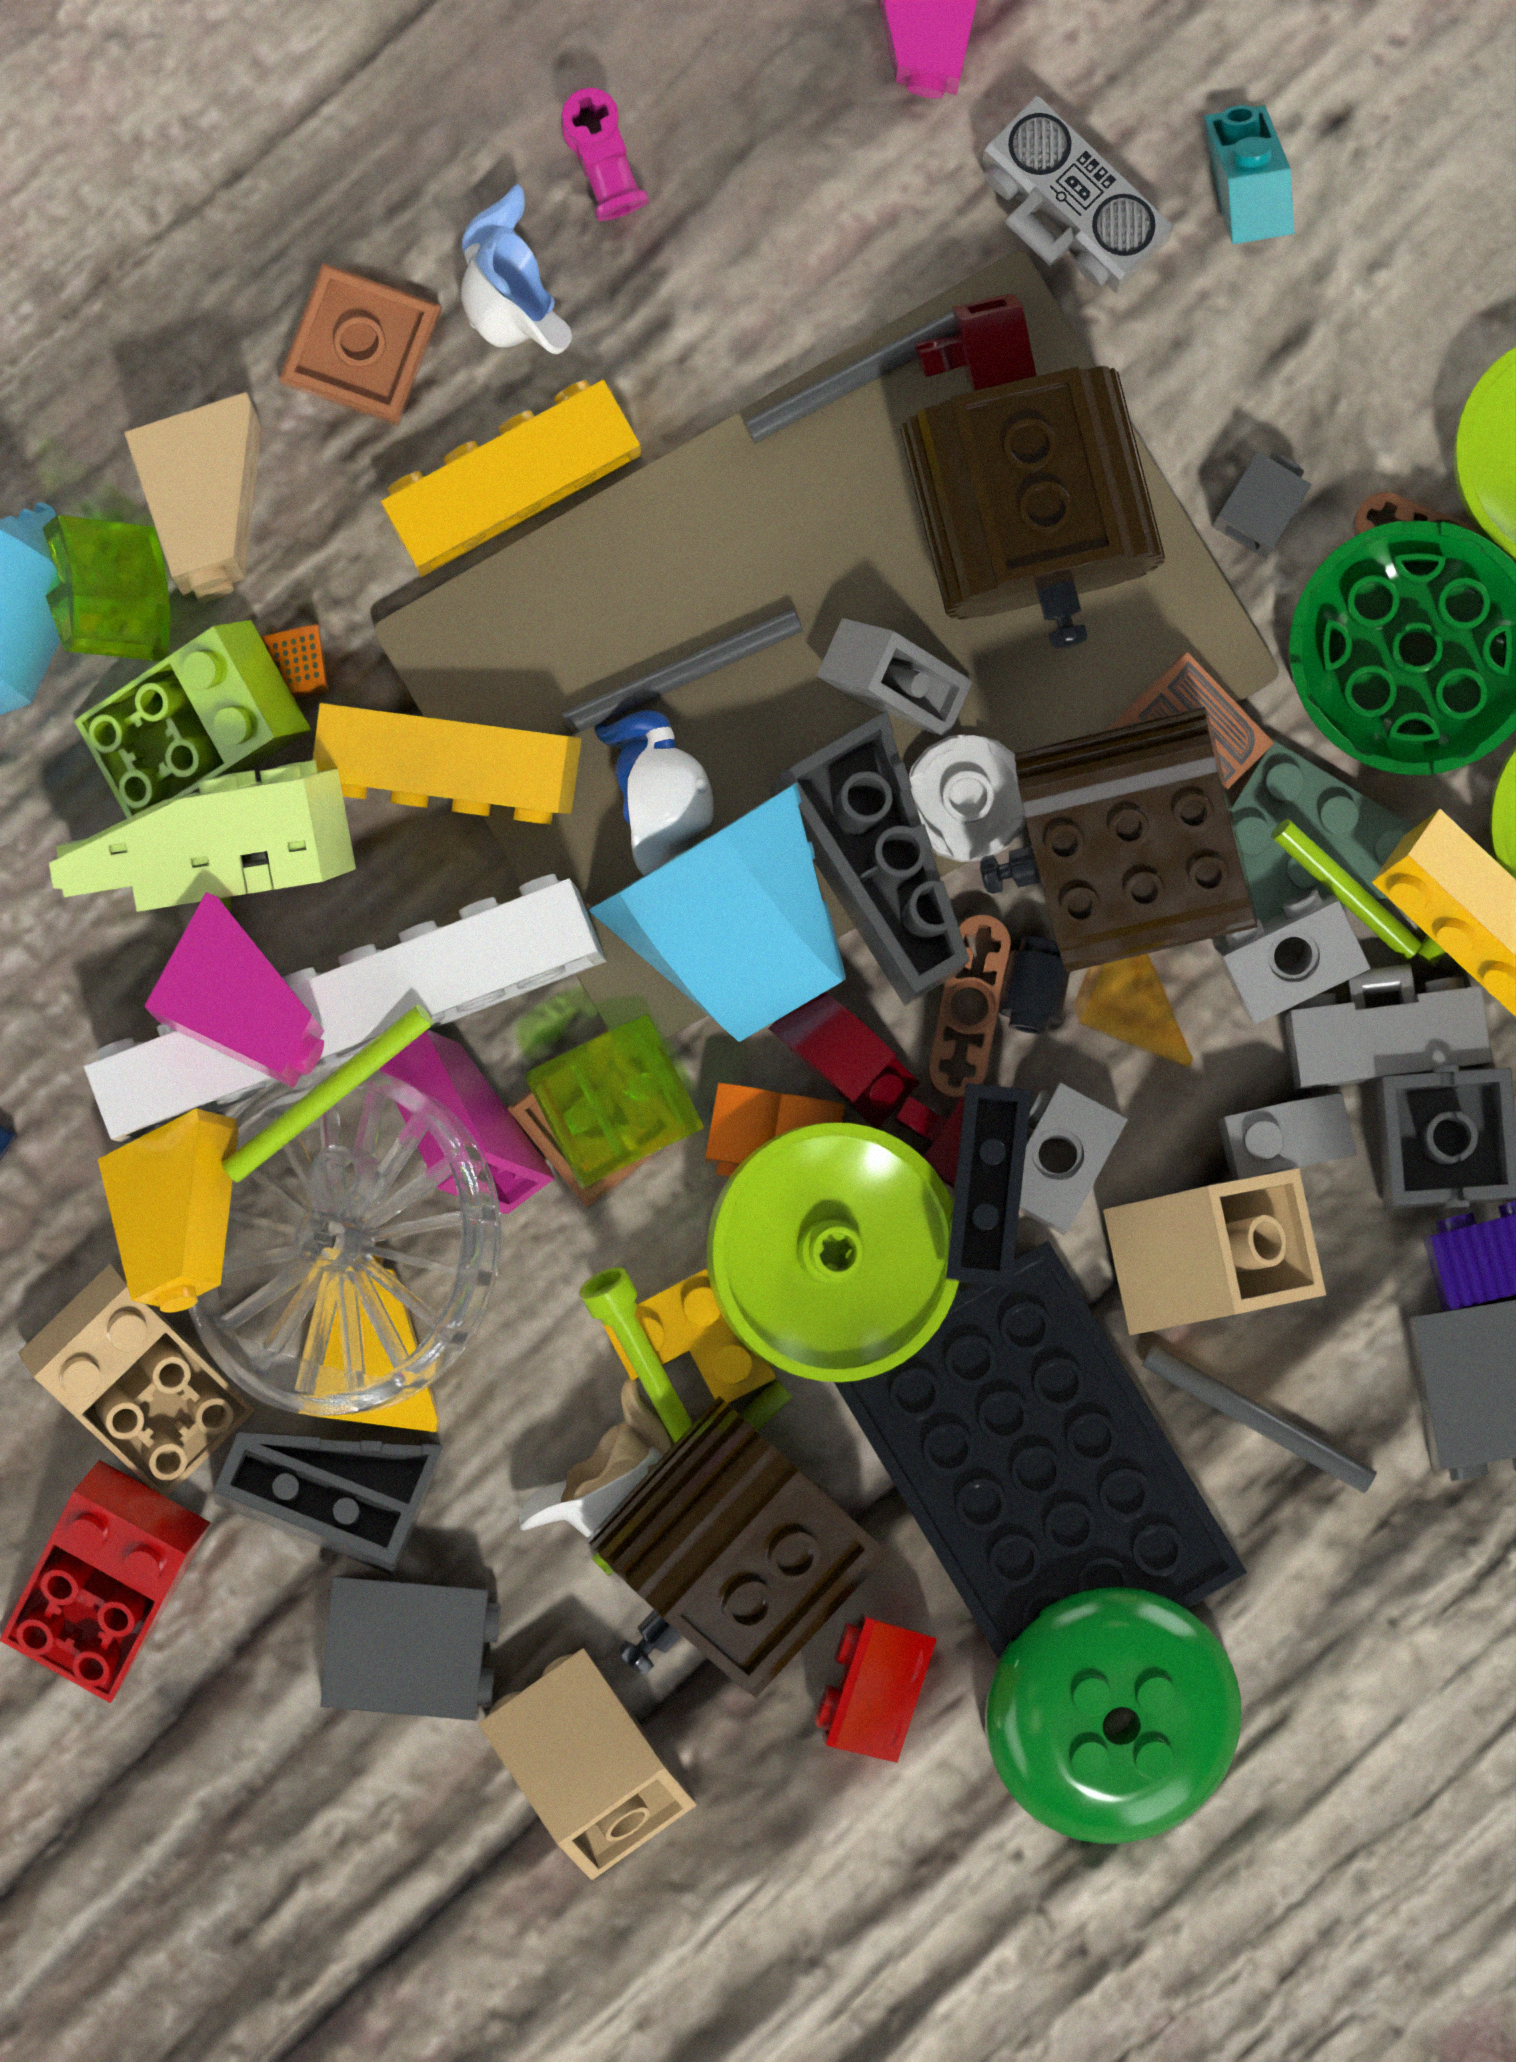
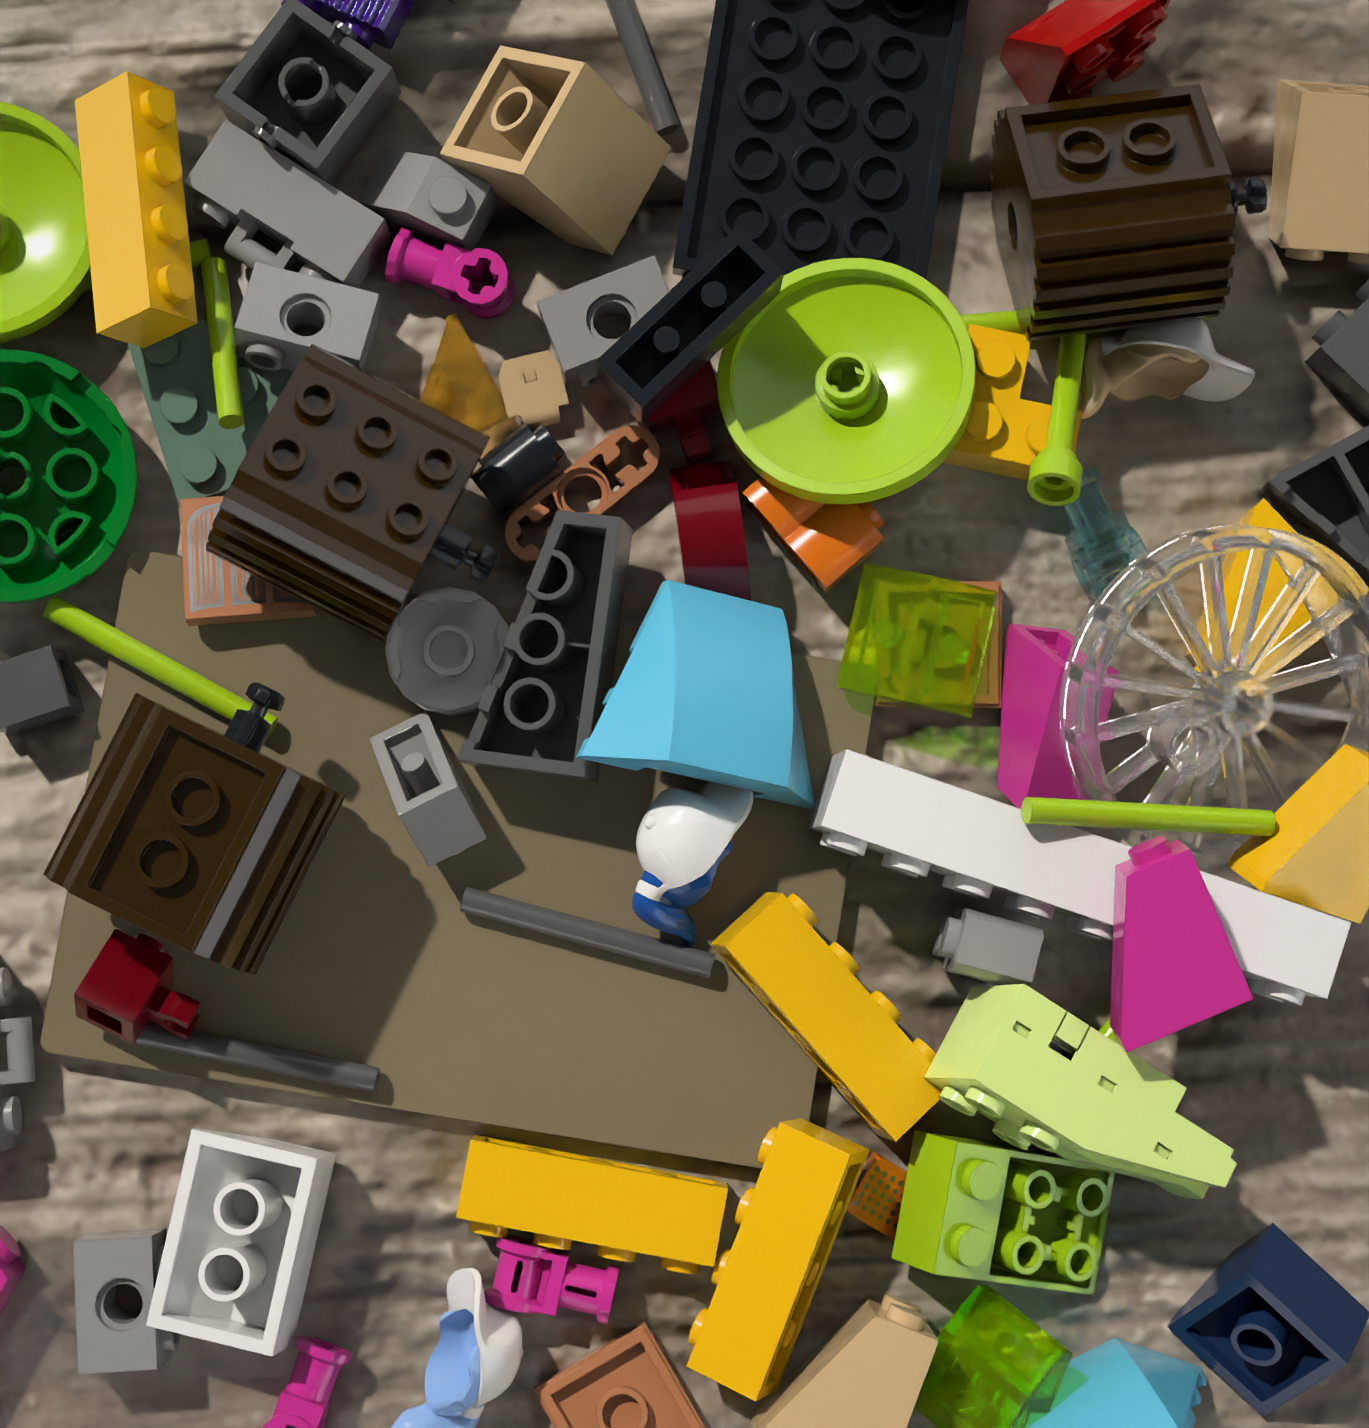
camera: 135 degrees left, 0 degrees up
(339, 547) = (776, 1257): none -> yellow brick
(368, 905) = (988, 947): none -> light grey brick
(494, 392) = (547, 1280): none -> dark pink connector
(536, 1303) = (1098, 537): none -> clear light blue connector
(749, 234) = (241, 1240): none -> white slope
(788, 85) = (105, 1335): none -> light grey brick
(1077, 1056) = (533, 388): none -> tan piece
(1189, 600) = (148, 660): none -> lime bar
(1219, 1093) = (451, 272): none -> dark pink connector

